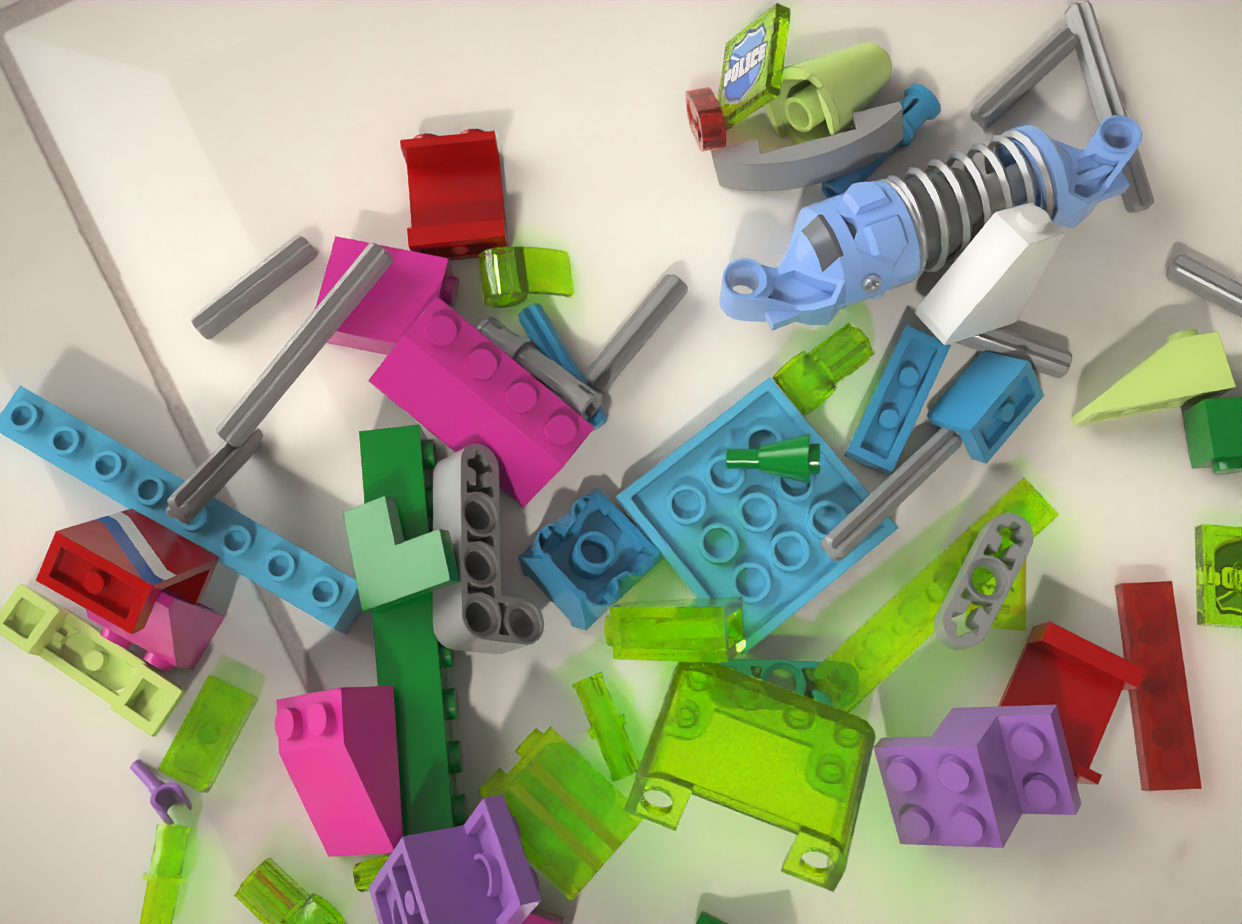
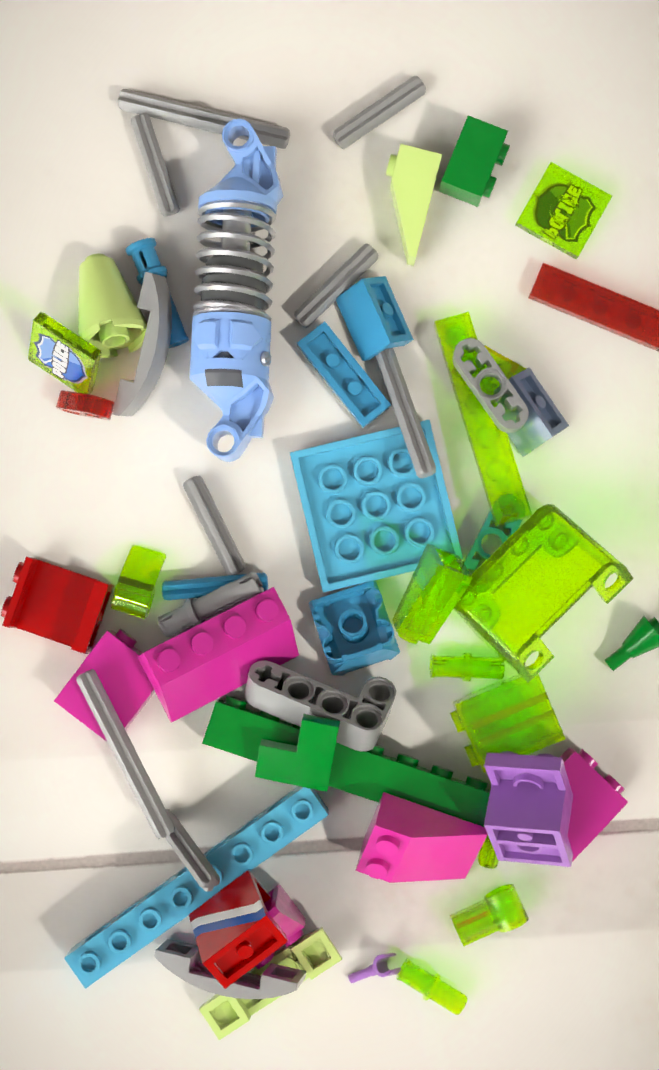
camera: 65 degrees left, 10 degrees up
(71, 631) = (185, 962): none -> light grey slope
(208, 734) = (352, 924): clear neon green plate -> none
(253, 287) = (57, 772): light grey axle -> none
(786, 458) = (353, 469): green cone -> none
(814, 376) = (301, 420): clear neon green piece -> none
(978, 775) = (605, 454): medium lavender bracket -> none
(979, 670) = (543, 418): none -> sand blue panel
(992, 275) = (296, 275): white slope -> none
(1077, 678) = (585, 375): red panel -> none

